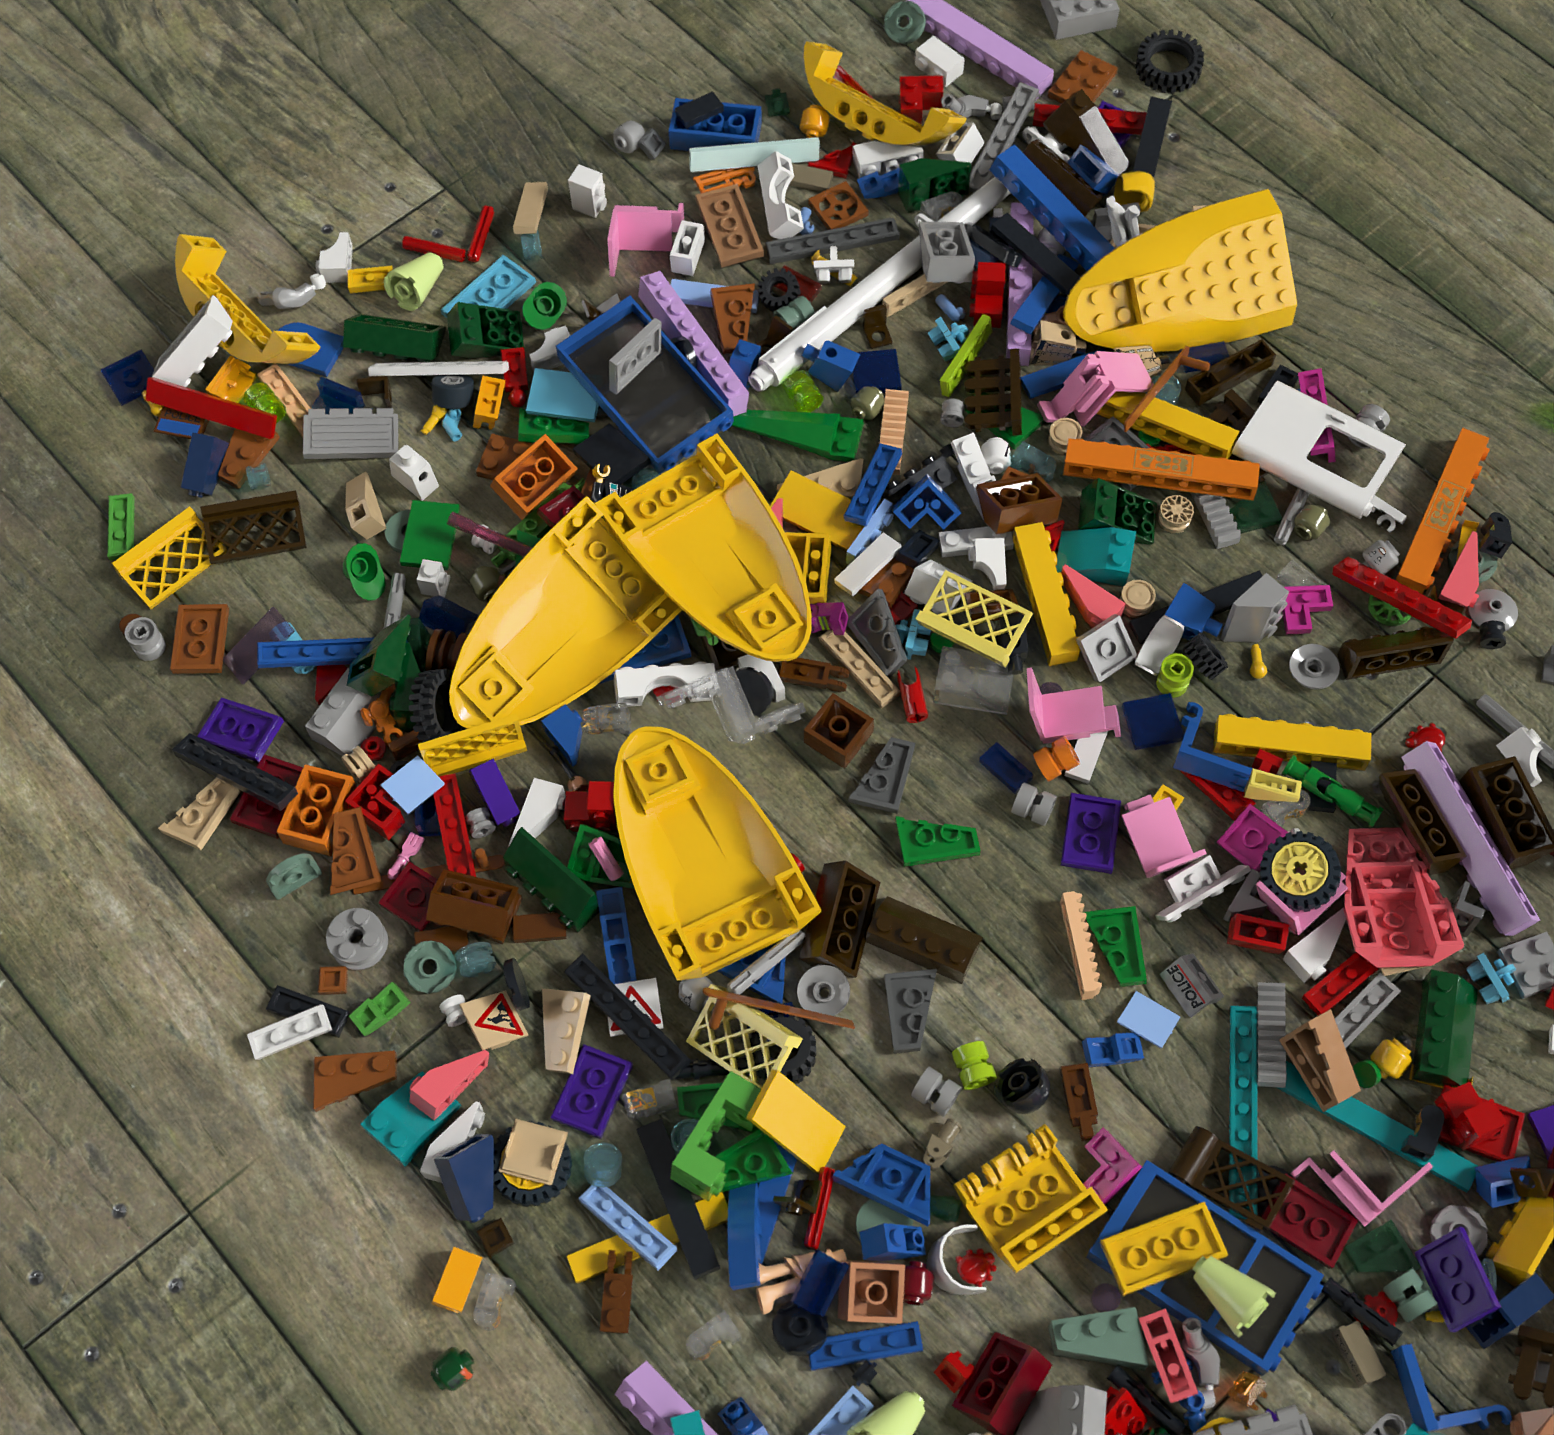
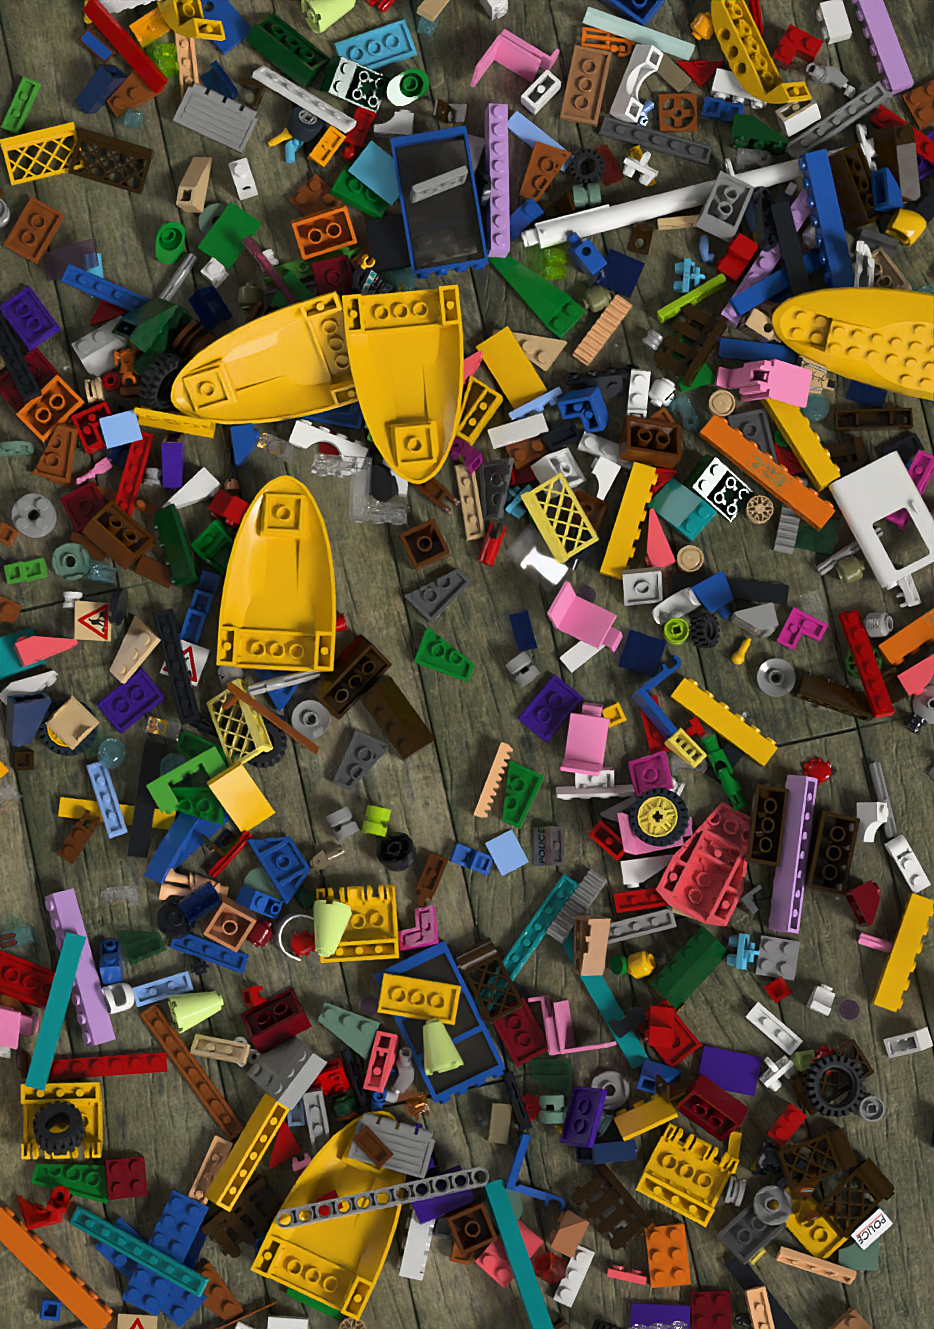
camera: 30 degrees right, 20 degrees up
(606, 858) = (219, 552): bright pink piece -> none
(773, 1387) = (140, 945): none -> clear green wing
(873, 484) = (558, 370): blue tile -> none
(999, 1214) = (329, 925): none -> yellowish green cone
(1055, 759) = (556, 646): orange wheel -> none
(1181, 359) = (841, 391): dark orange piece -> none

